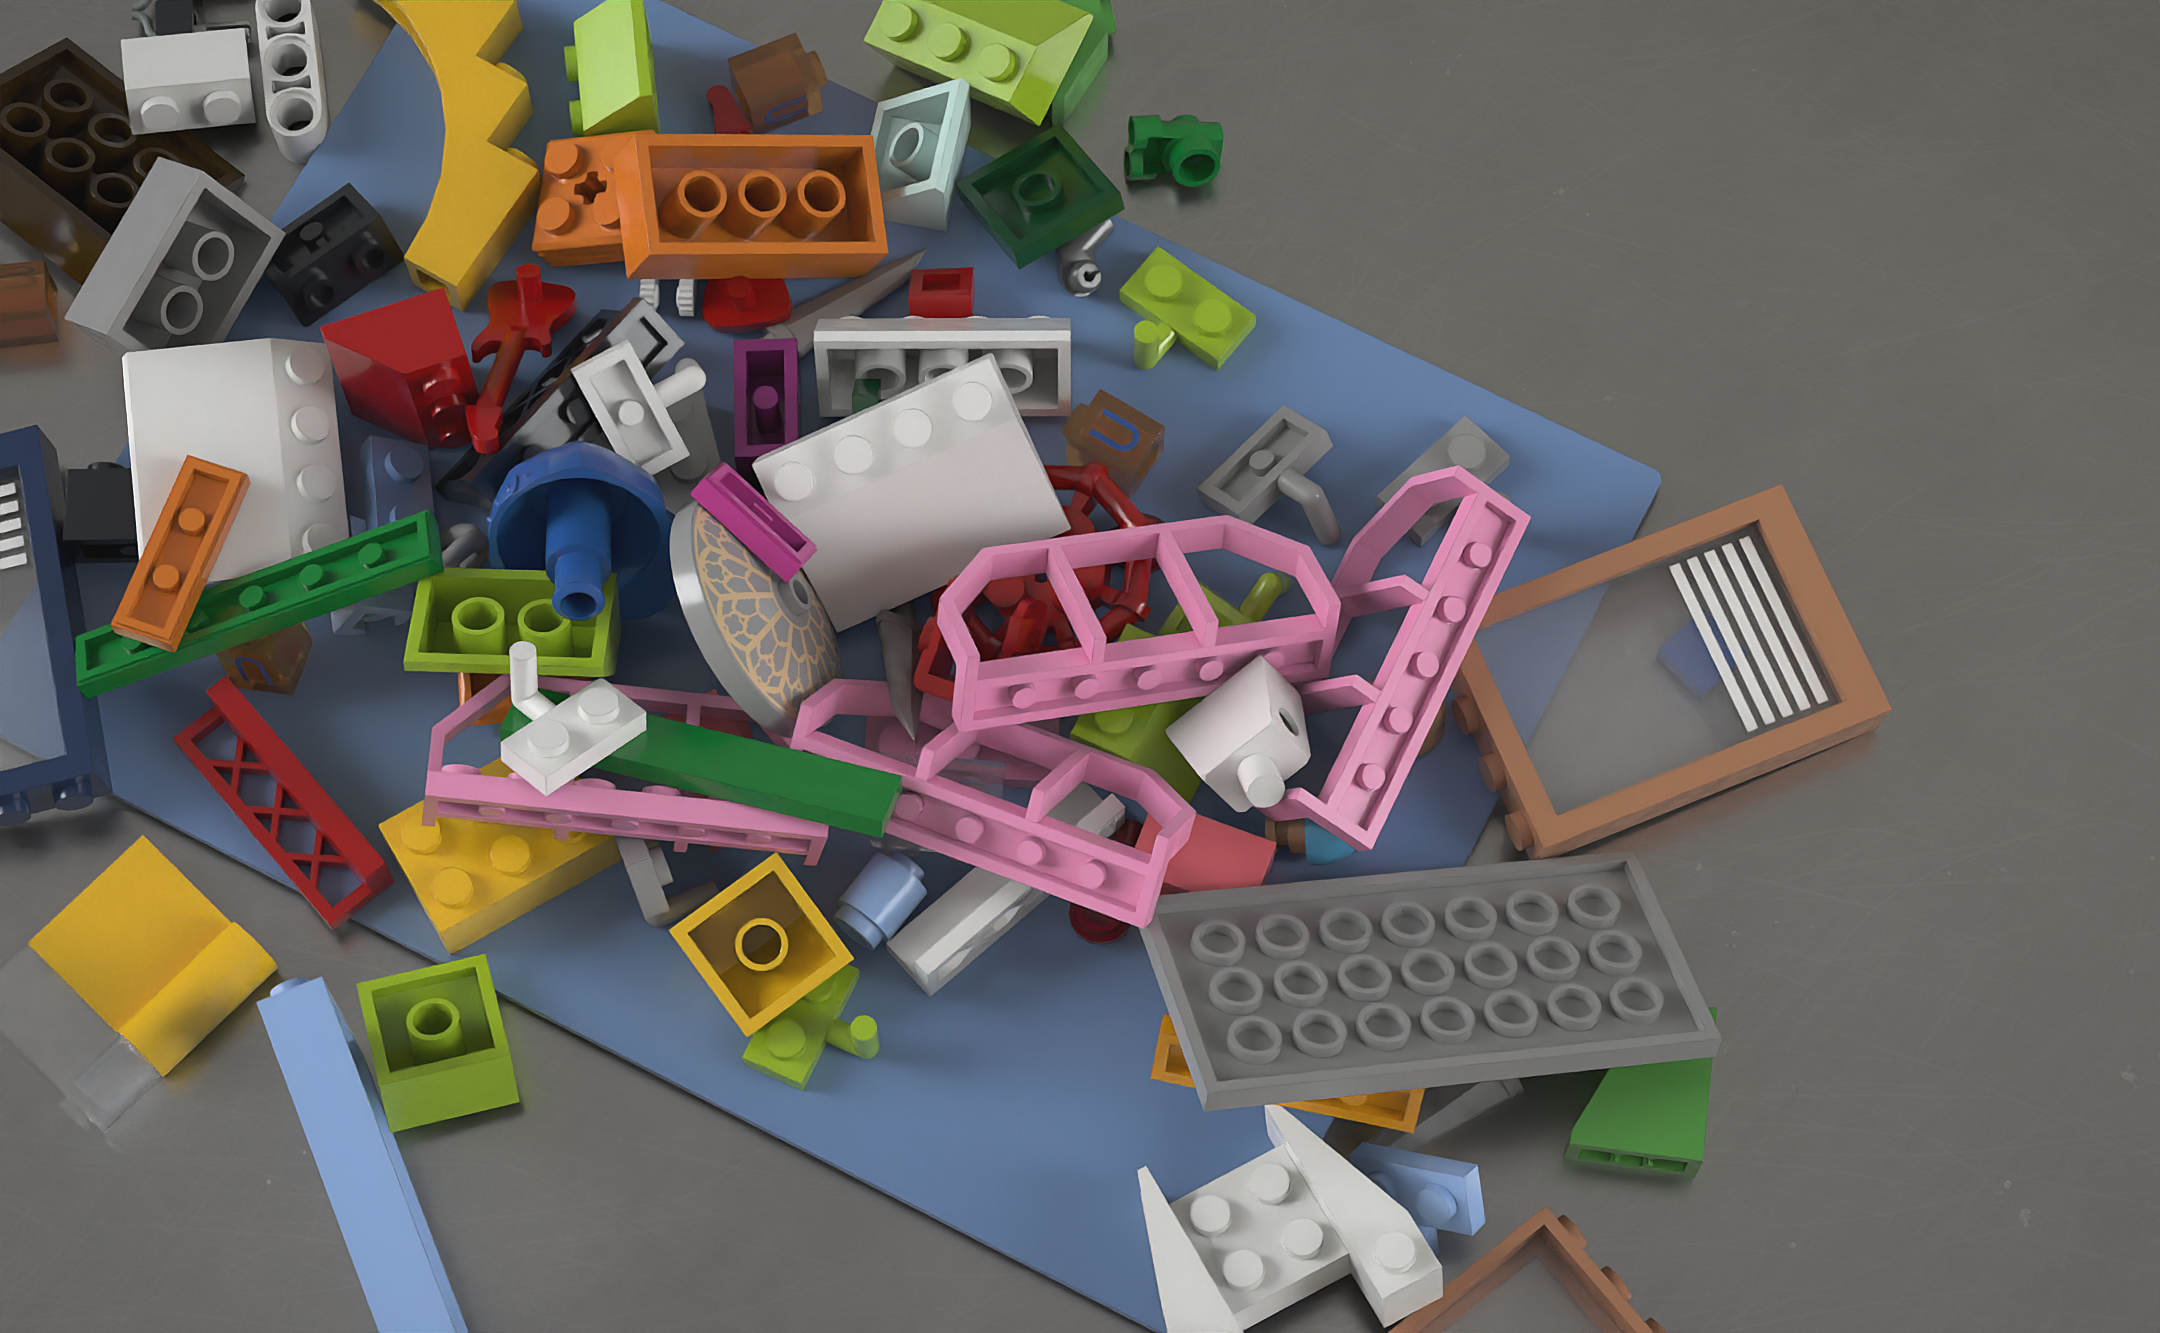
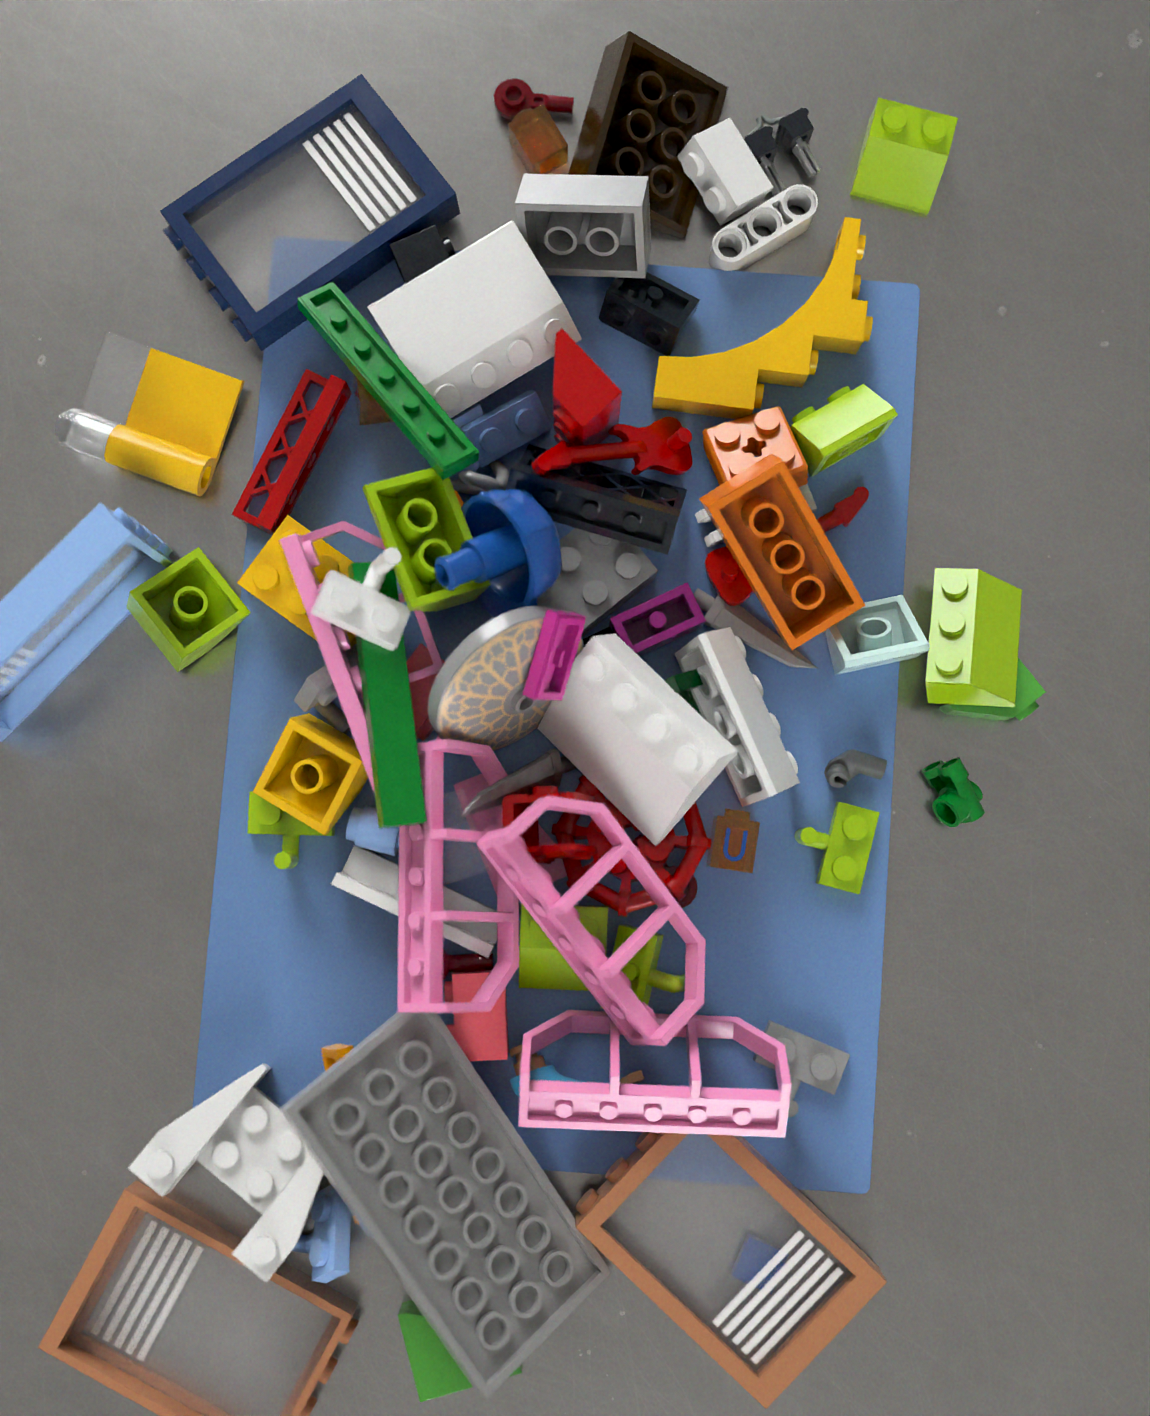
camera: 65 degrees right, 15 degrees up
(180, 553) = (395, 317): orange tile -> none
(634, 408) = (603, 546): white plate -> none
(777, 83) = (883, 527): clear orange brick -> none
(942, 292) = (786, 692): red plate -> none
(1039, 196) = (878, 725): dark green plate -> none
(1246, 736) = (558, 1017): white torso -> none
(1271, 466) = (757, 947): light grey plate -> none

